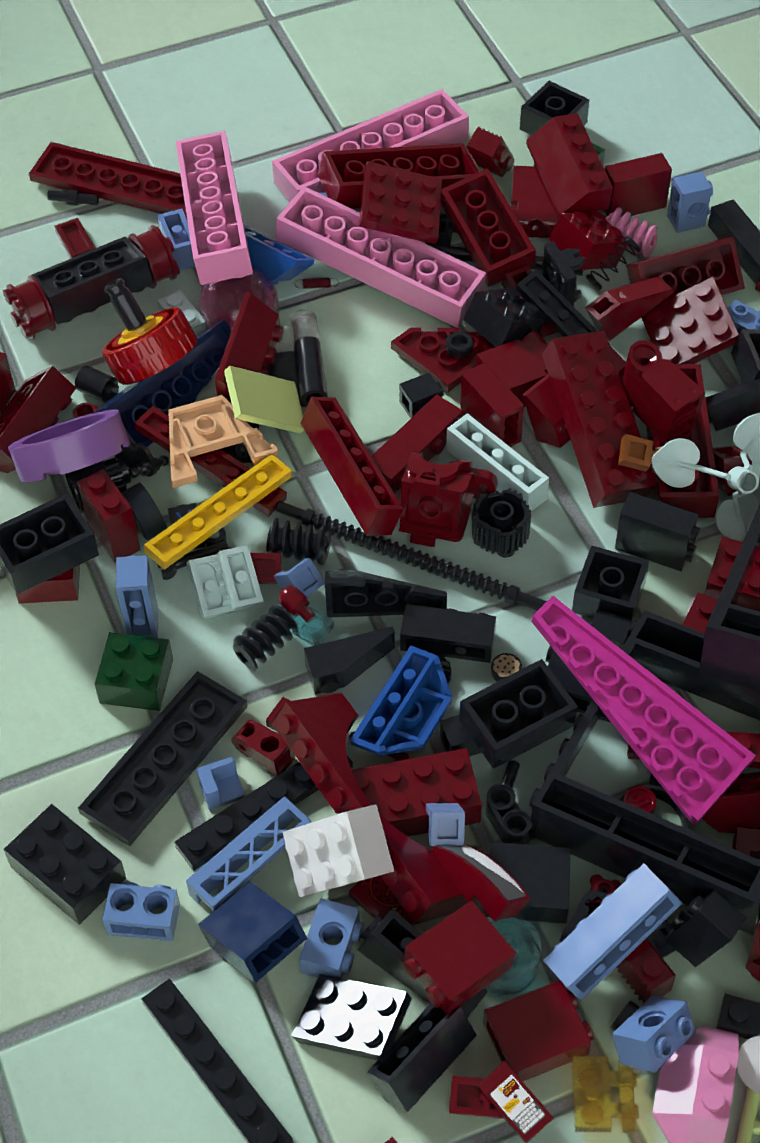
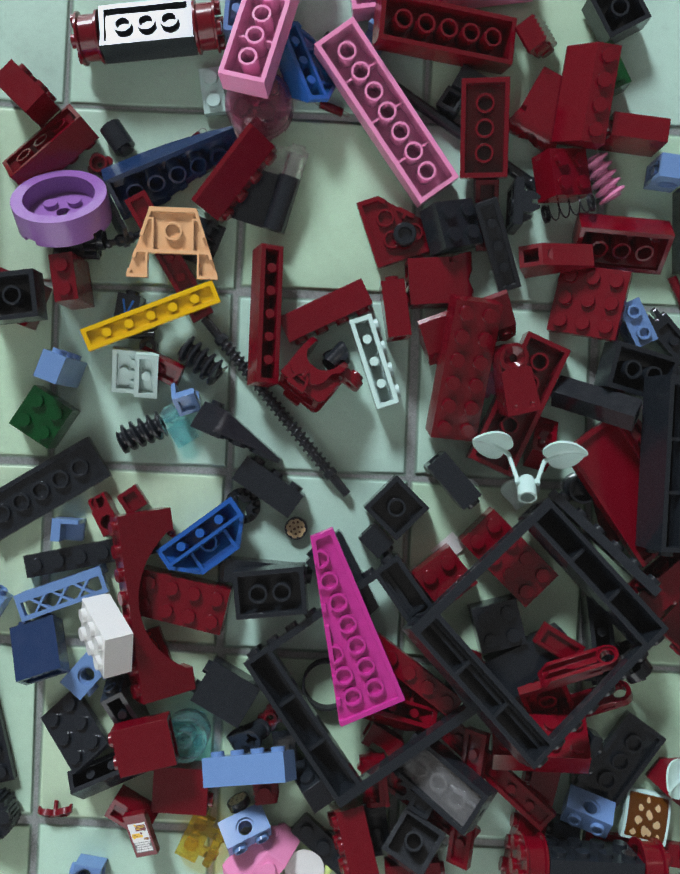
camera: 25 degrees right, 35 degrees up
(145, 512) = (100, 284): black wheel -> none
(147, 342) = (160, 127): red wheel -> none
(264, 399) = (228, 224): yellowish green tile -> none
(296, 603) = (172, 419): dark red cylinder -> none
(343, 660) = (182, 474): black slope -> none
(400, 202) = (423, 74): dark red plate -> none
(418, 392) = (353, 267): black brick -> none
(446, 824) = (185, 643): medium blue panel -> none
(482, 880) = (187, 693): dark red slope -> none
(501, 522) = (362, 417): black brick -> none
(510, 815) = (237, 641): black beam -> none
(636, 453) = (470, 421): dark orange plate -> none
(641, 798) = (322, 674): dark red piece -> none

